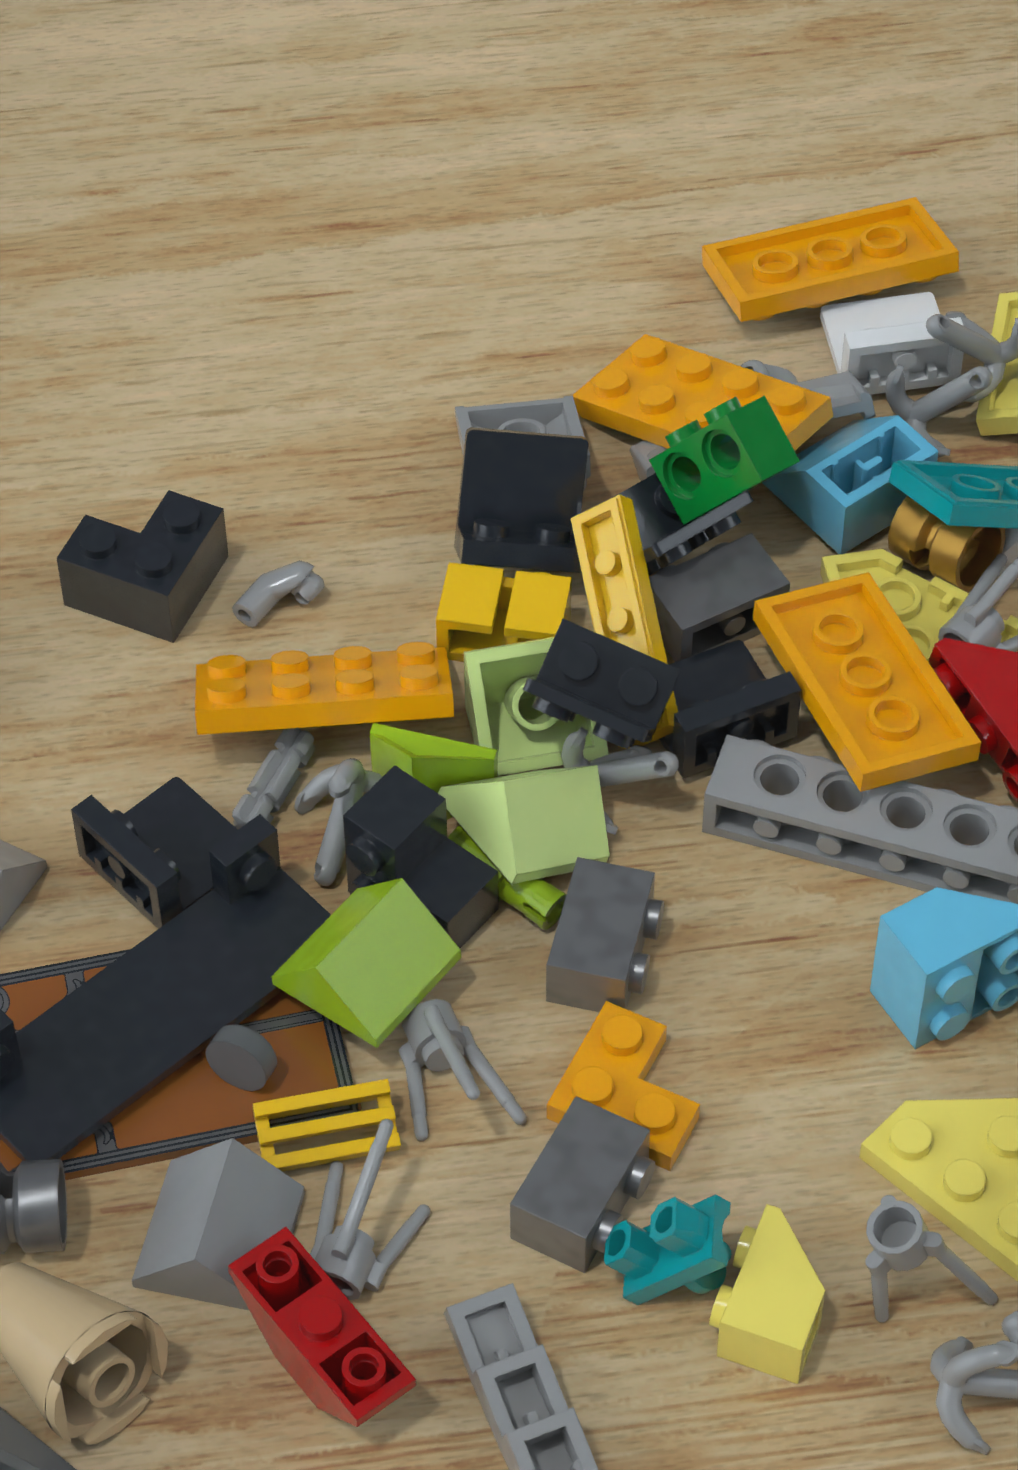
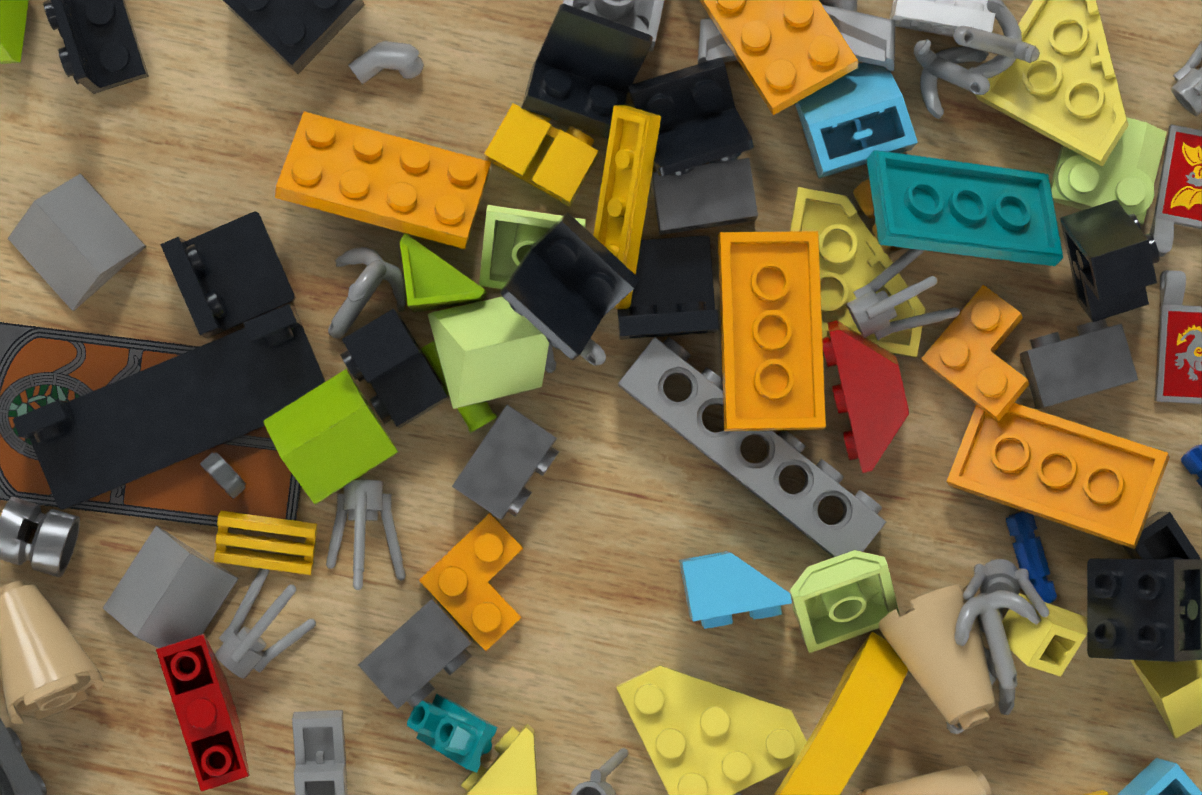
camera: 15 degrees right, 35 degrees up
(275, 777) = (319, 243): light grey axle -> none
(723, 458) = (745, 103): green brick -> none

